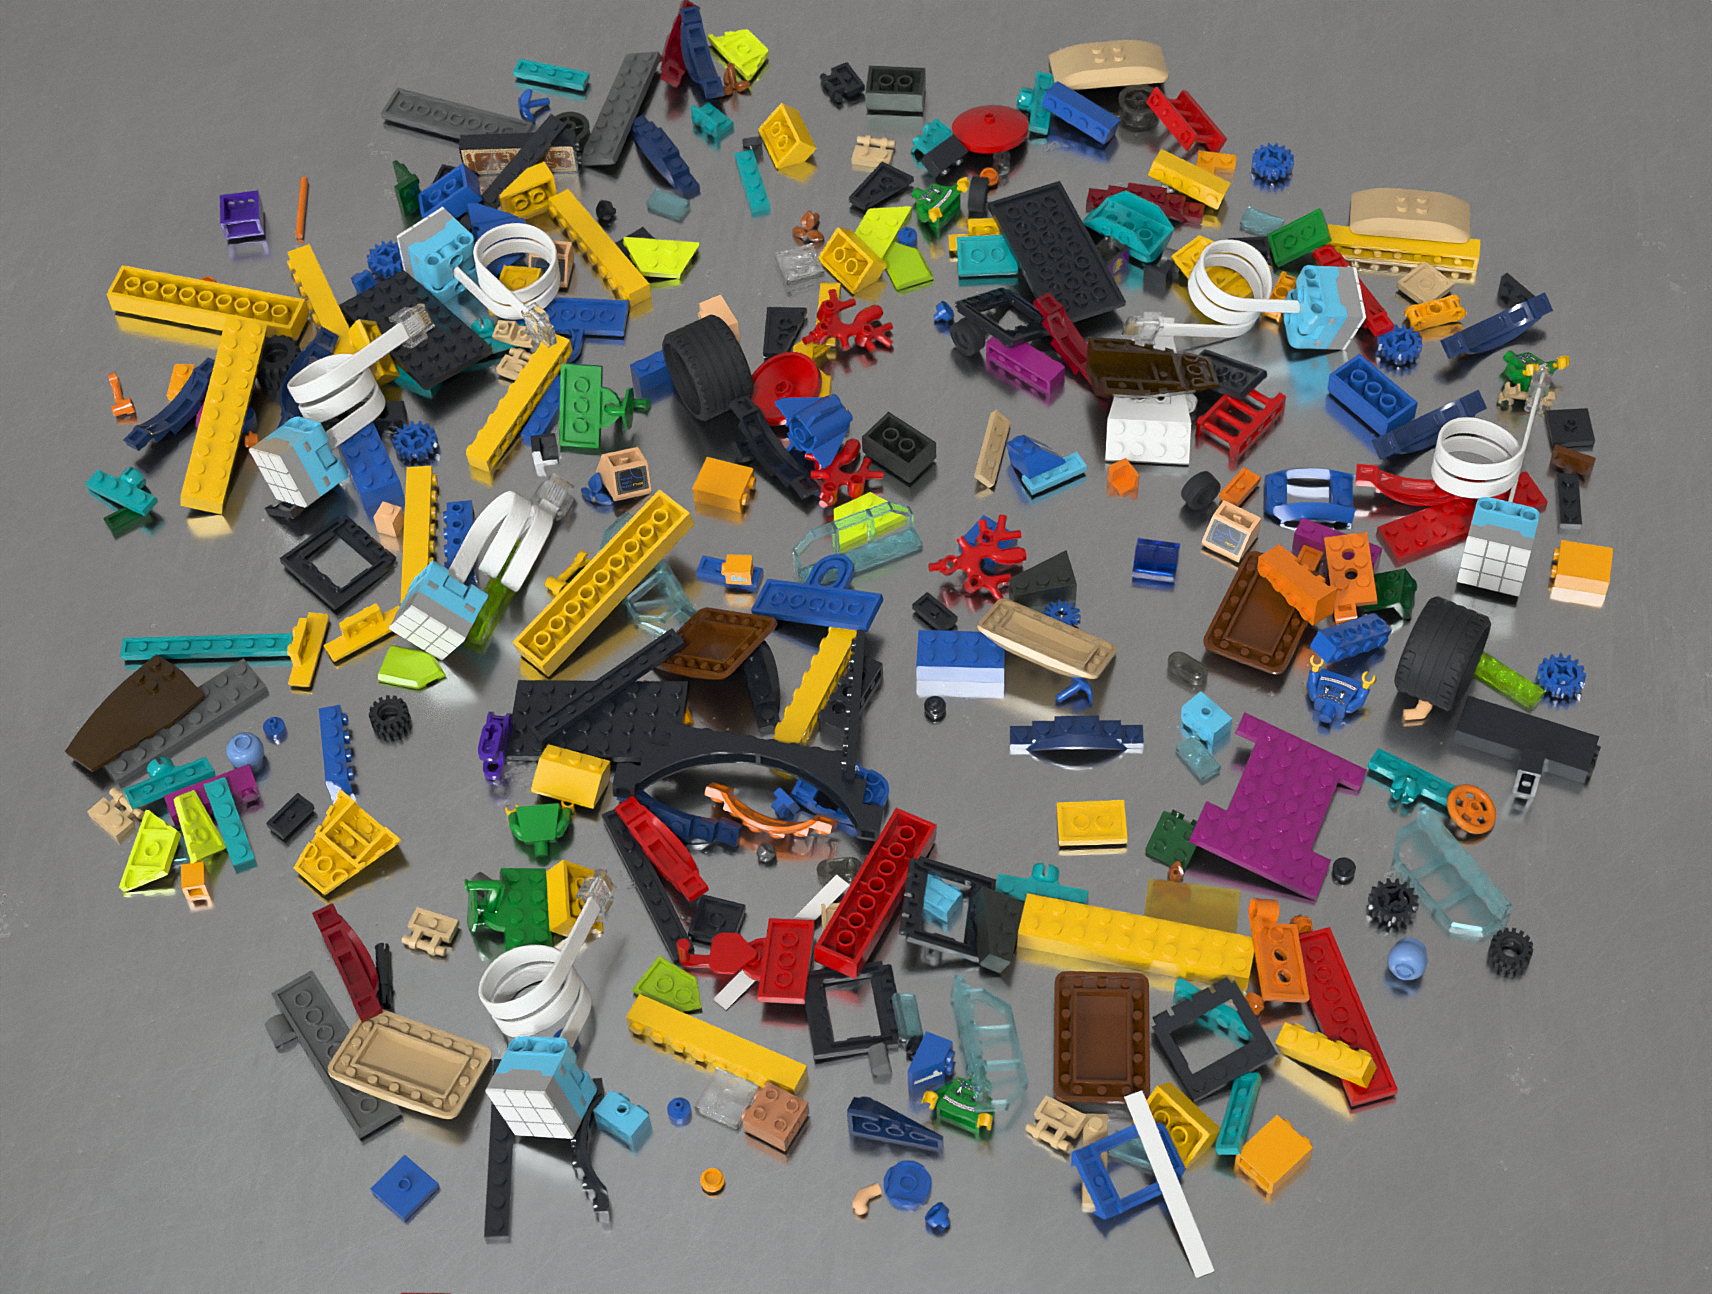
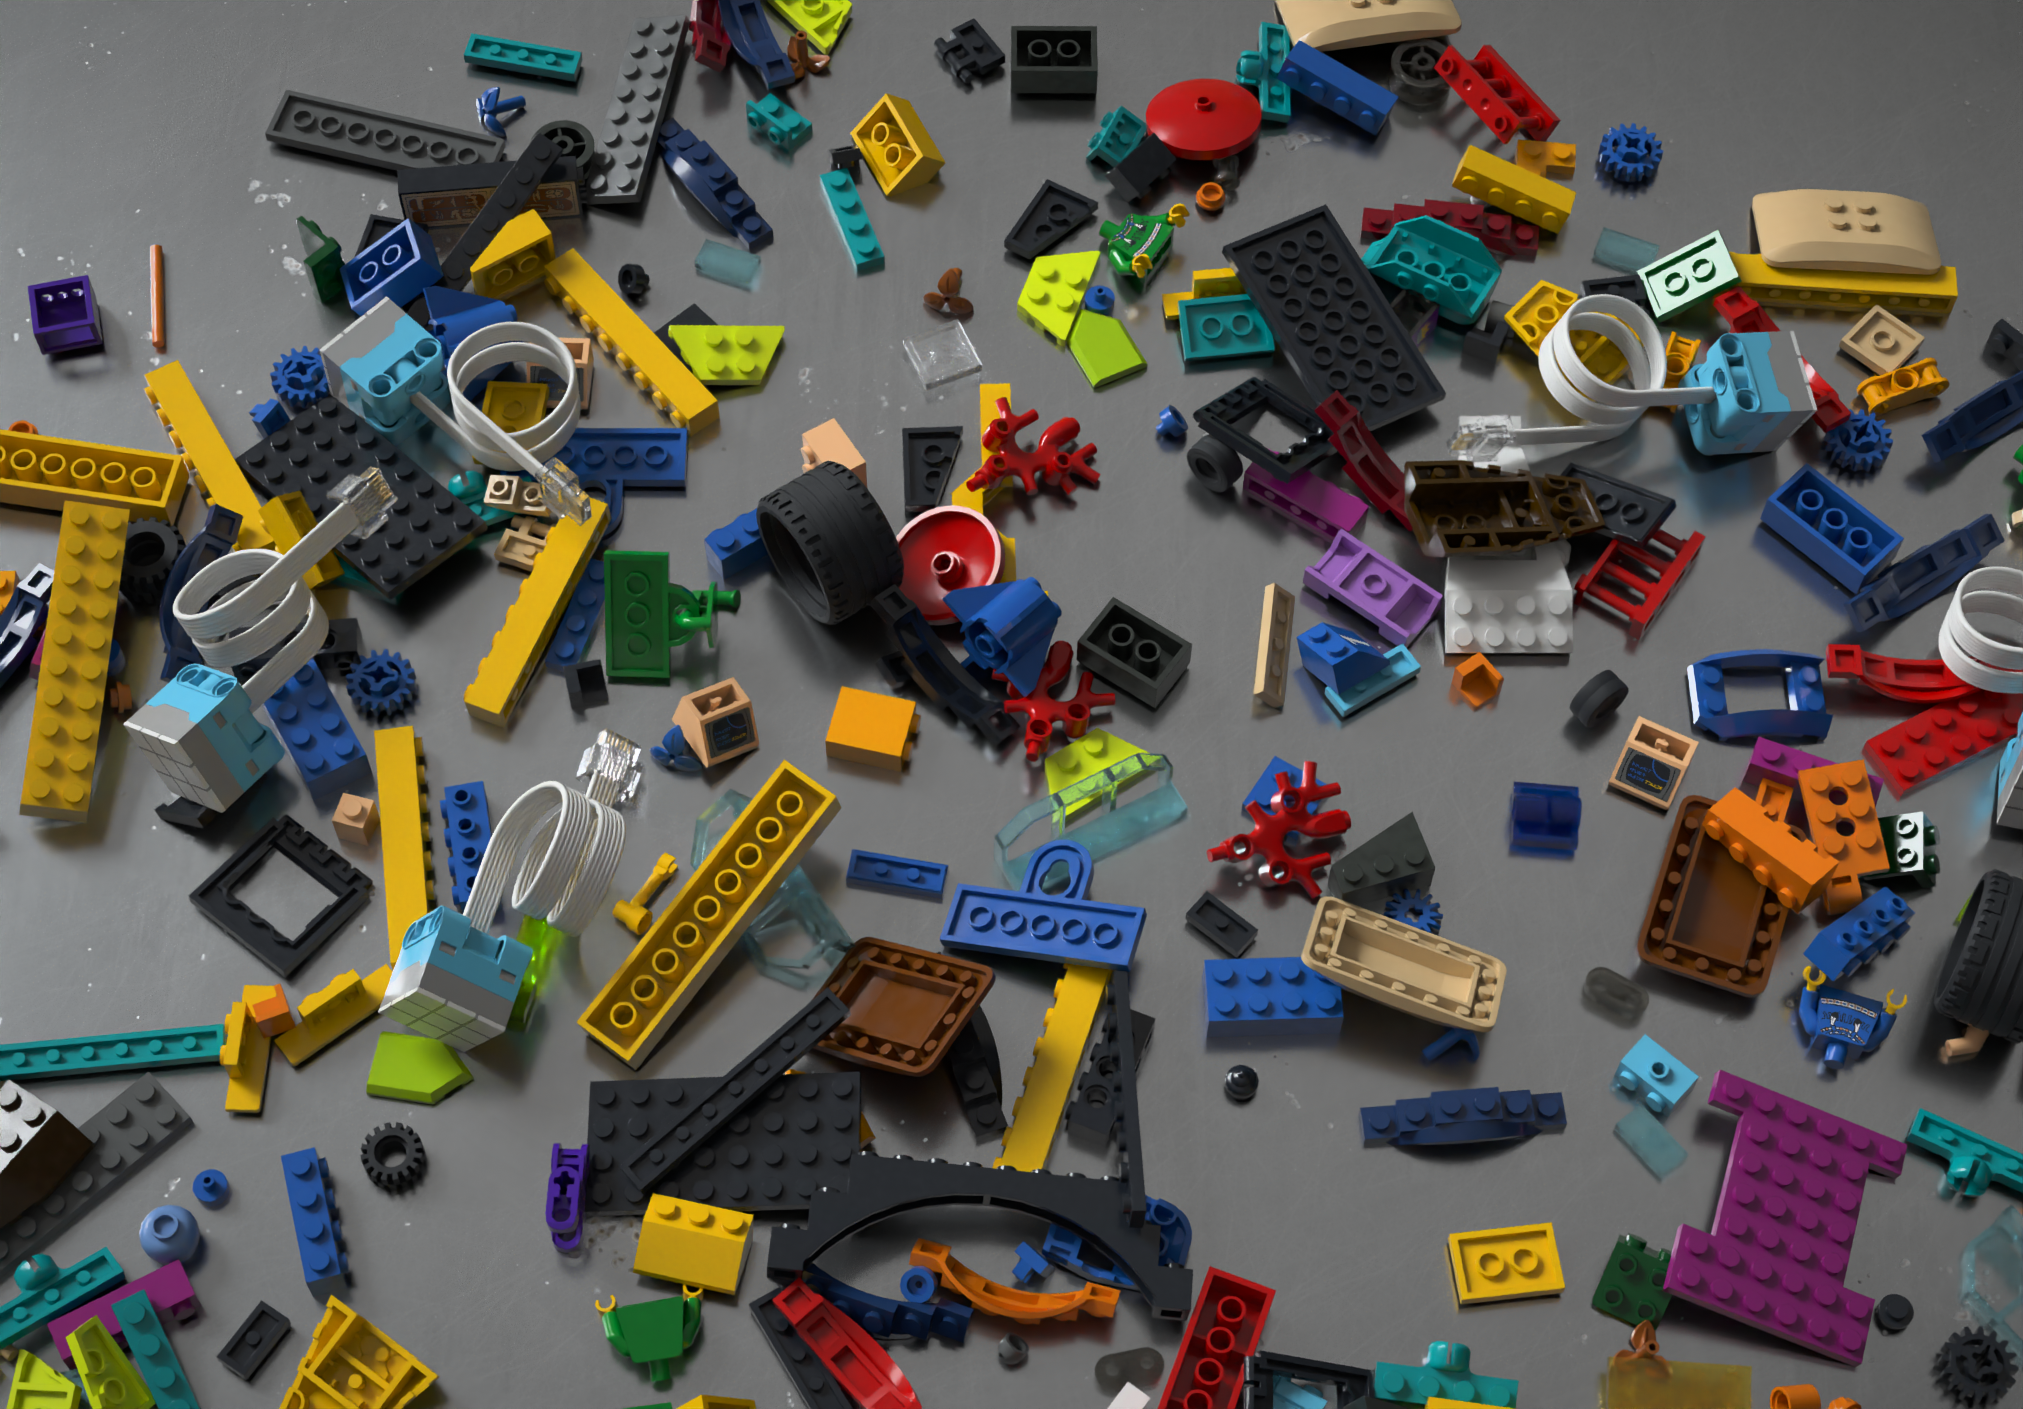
camera: 10 degrees left, 5 degrees up
(325, 629) = (274, 1014): none -> orange panel
(709, 806) = (912, 1287): none -> blue tile
(738, 569) = (912, 872): light orange brick -> none
(851, 260) = (1021, 345): yellow slope -> none
(871, 156) = (1030, 170): tan plate -> none
(978, 193) = (1200, 227): black tyre -> none
(1063, 418) = (1374, 588): none -> medium lavender piece
(1240, 487) = (1653, 688): orange plate -> none

